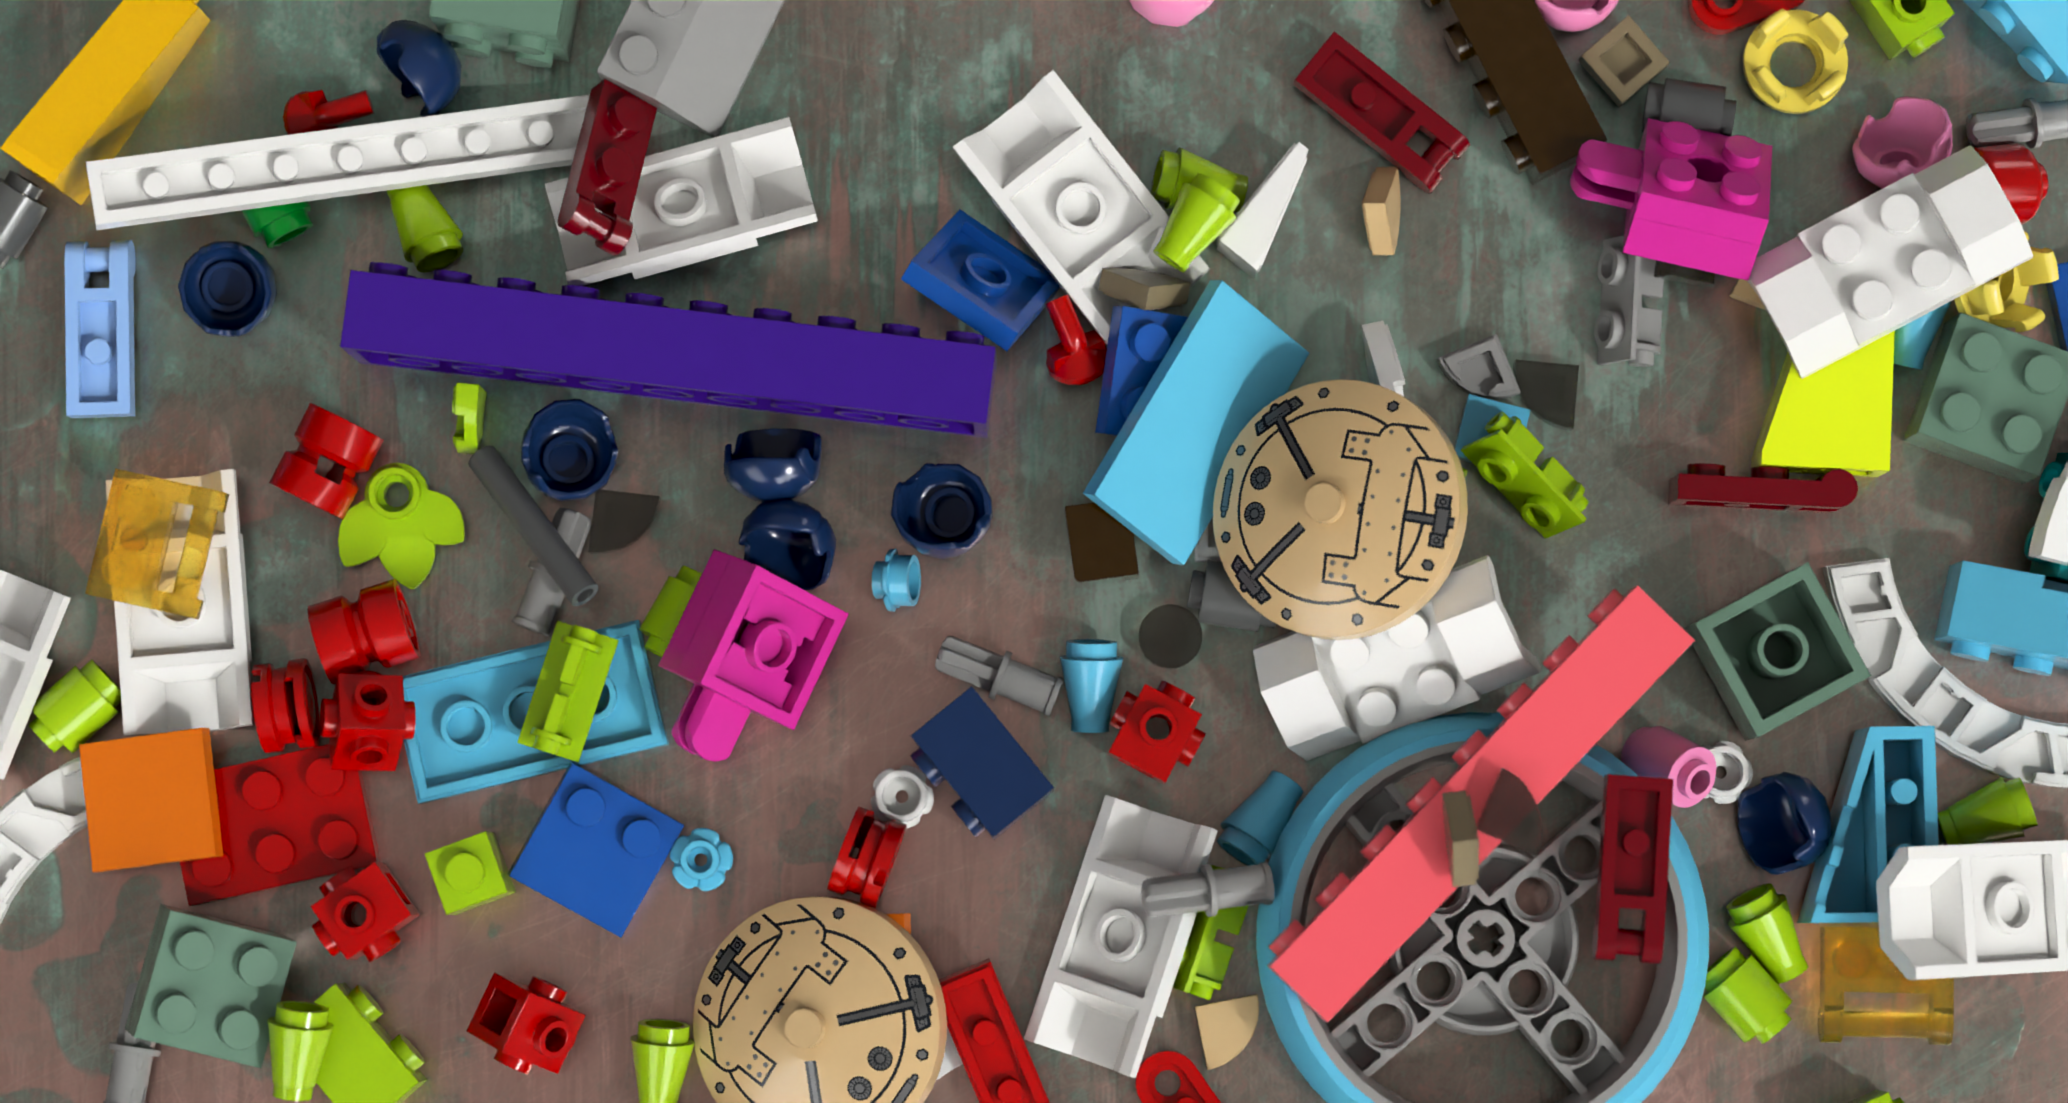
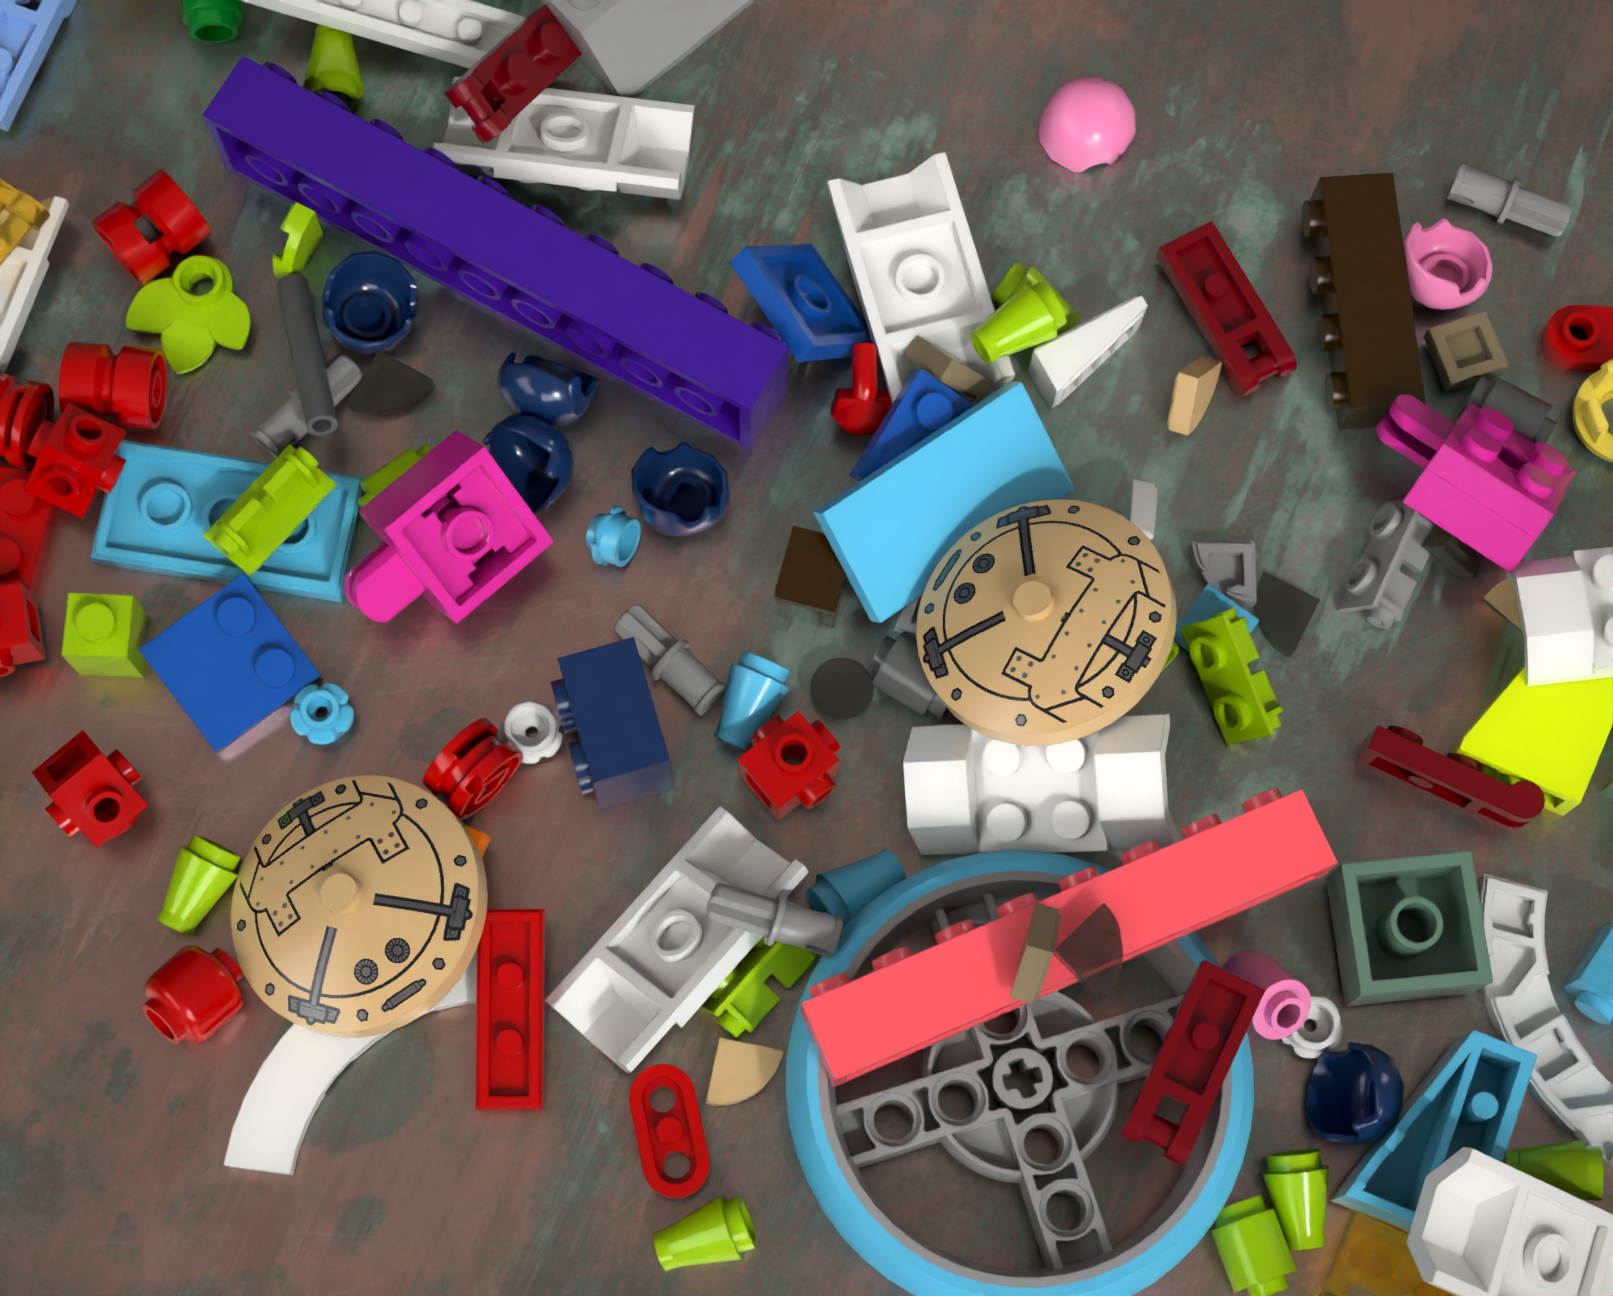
camera: 20 degrees right, 10 degrees down
(227, 288) = (138, 52): dark blue hair -> none

